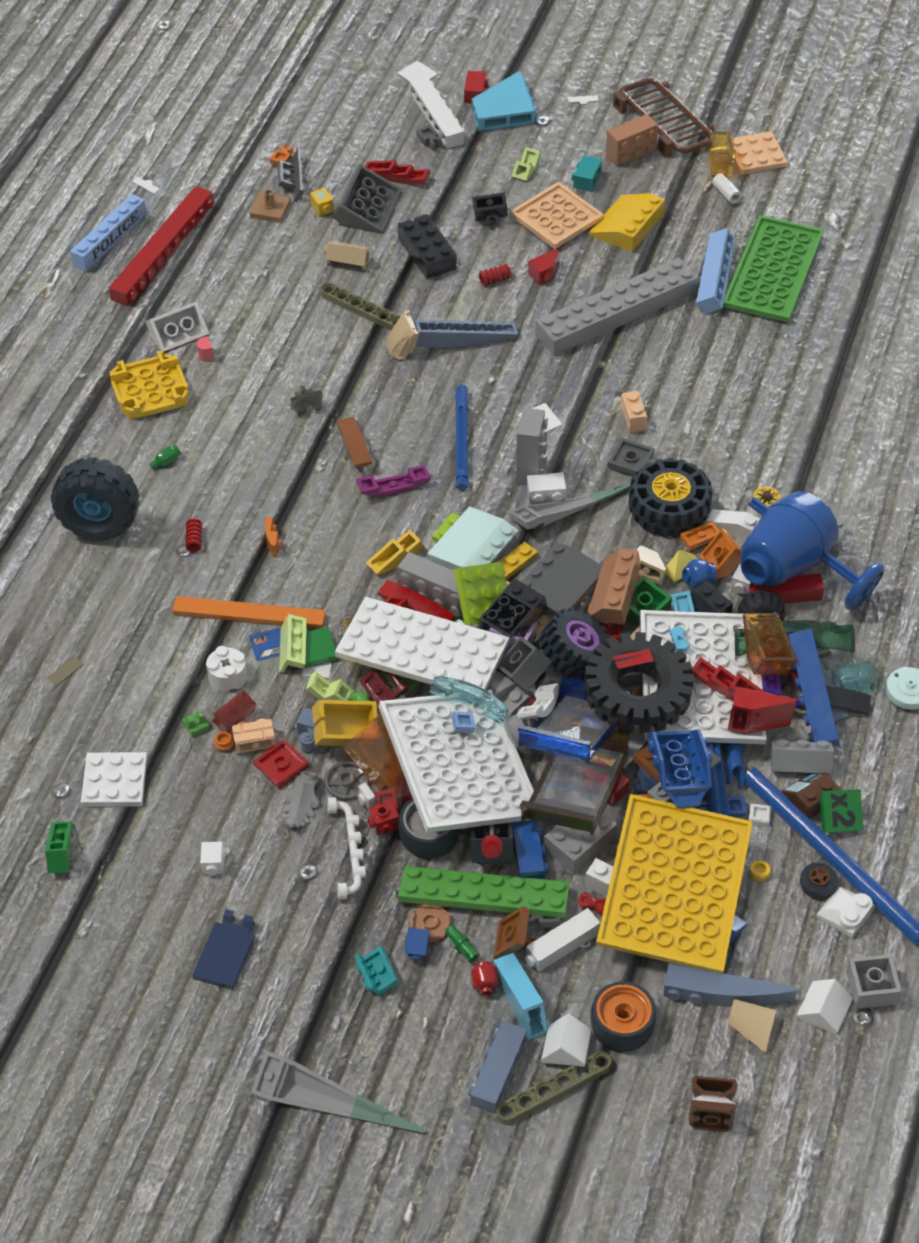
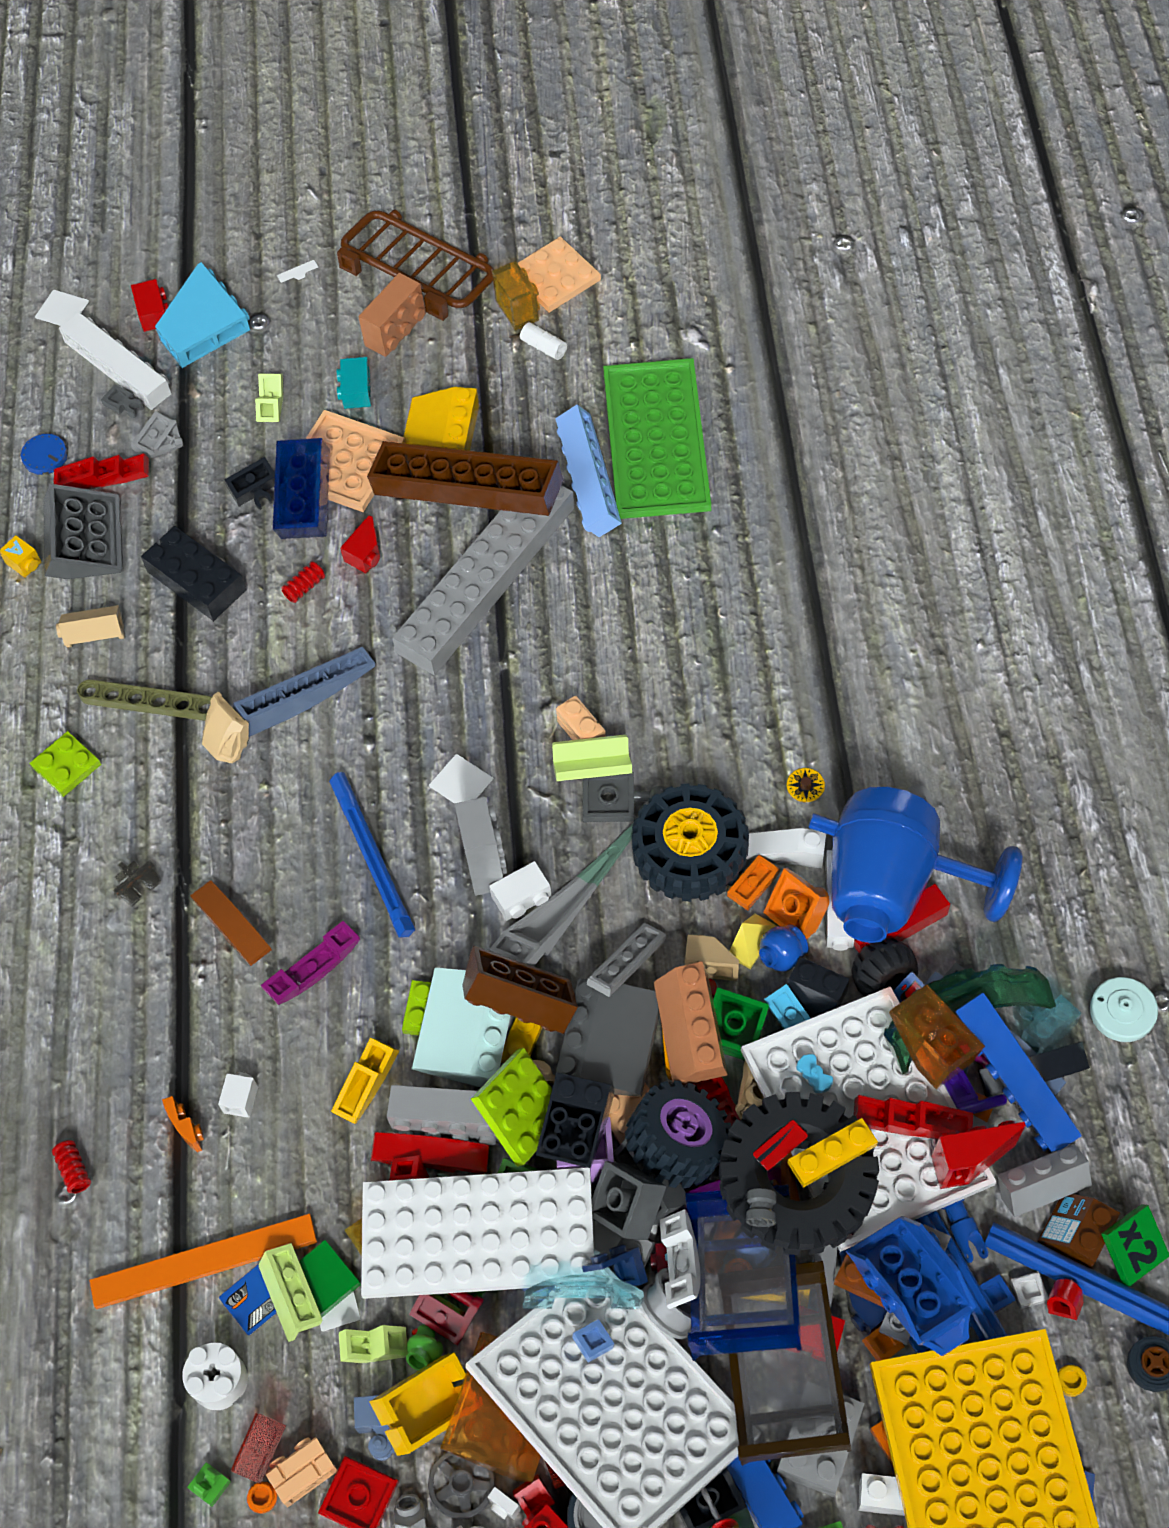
camera: 20 degrees left, 10 degrees up
(294, 325) = (65, 764): none -> lime plate
(313, 533) = (238, 1094): none -> white brick
(365, 150) = (43, 454): none -> blue tile
(442, 164) = (157, 436): none -> light grey slope
(506, 693) = (626, 1263): none -> dark blue bracket
(514, 532) = (519, 990): none -> reddish brown slope
(519, 218) = (301, 488): none -> clear blue brick
(593, 544) = (626, 959): none -> light grey tile
(603, 679) = (761, 1208): none -> dark grey wheel
(630, 244) = (466, 478): none -> reddish brown brick
(630, 429) = (591, 757): none -> yellowish green panel
(664, 673) = (832, 1152): none -> yellow plate
(779, 824) = (1065, 1293): none -> red plate

